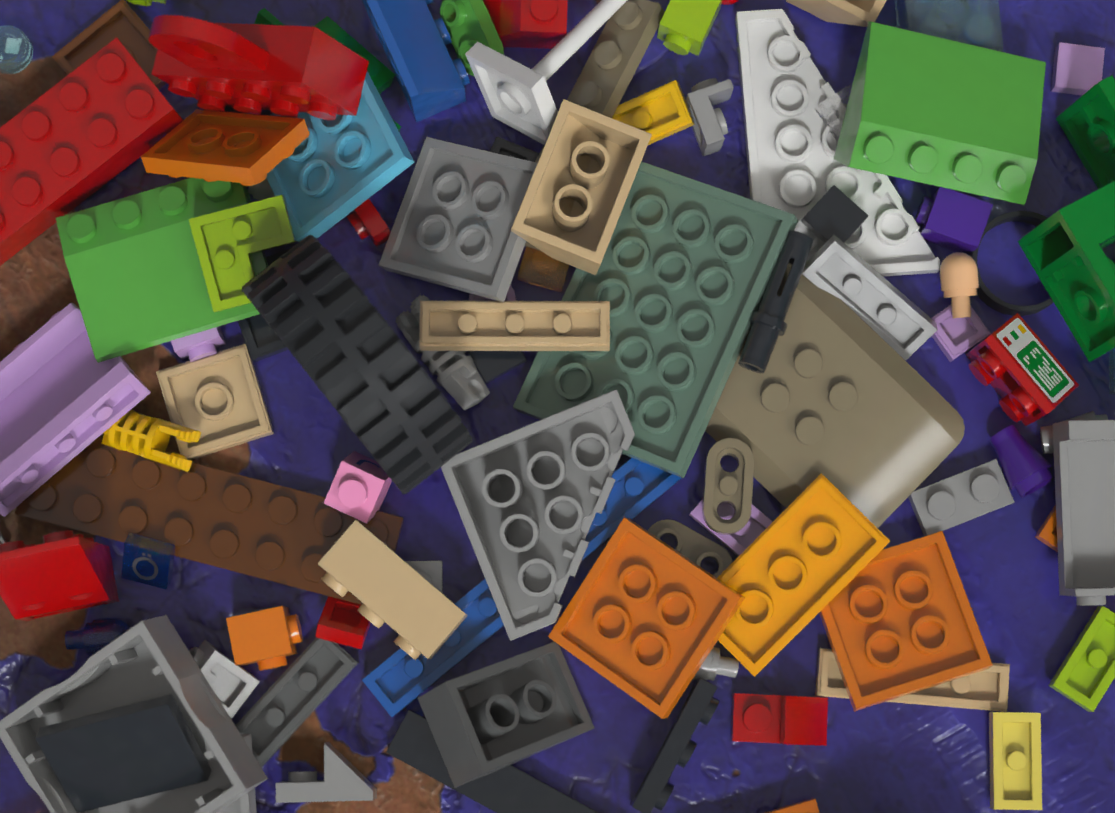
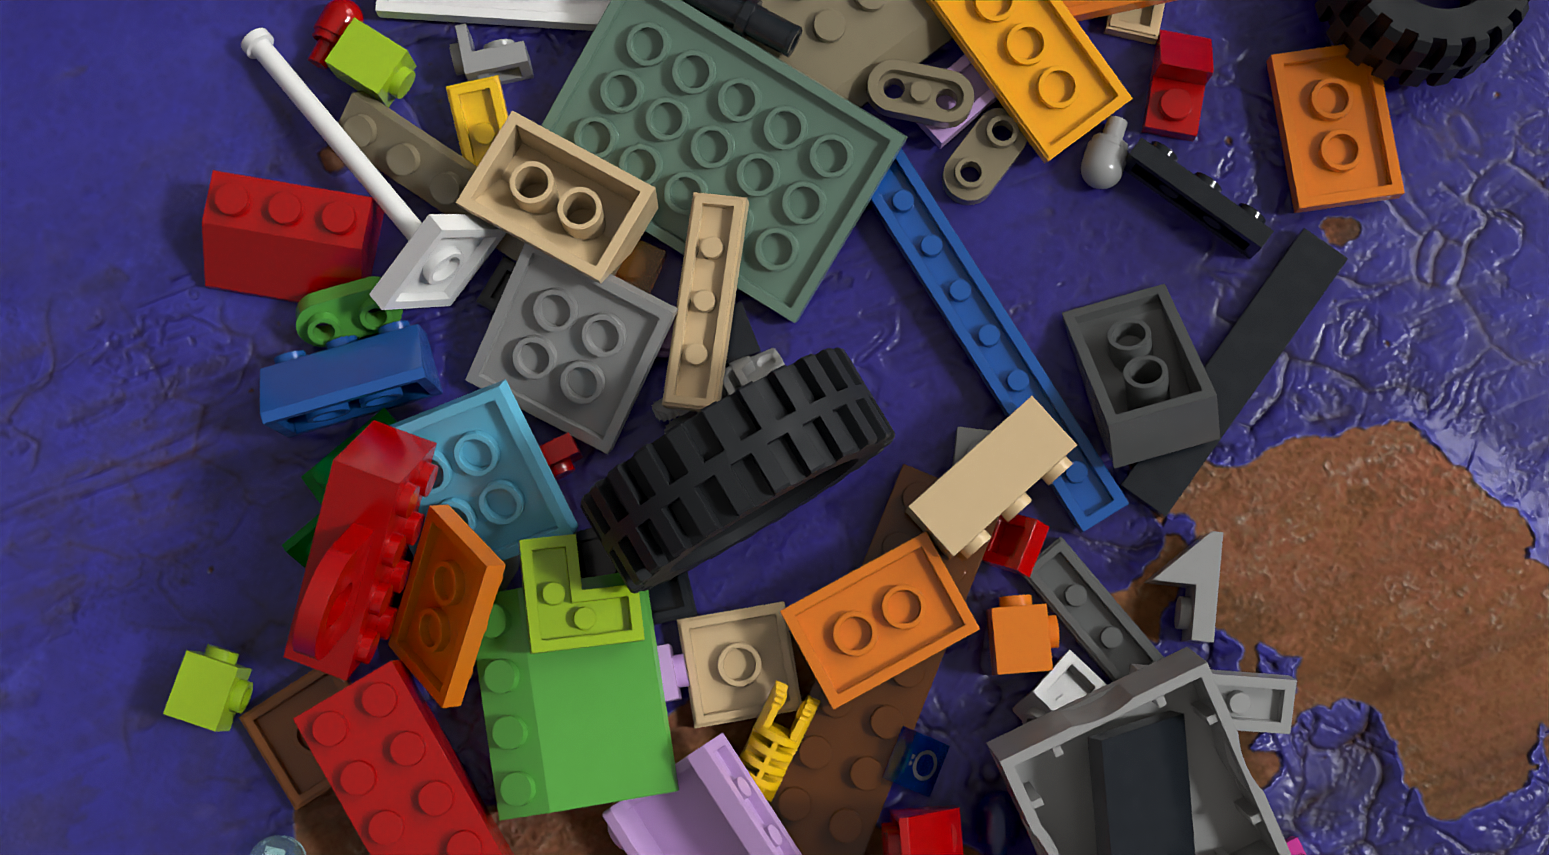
camera: 80 degrees left, 0 degrees up
(259, 511) = (879, 620): none -> orange plate
(358, 487) = (865, 505): bright pink brick -> none
(533, 503) = (912, 306): light grey slope -> none
(646, 617) = (1054, 204): orange plate -> none

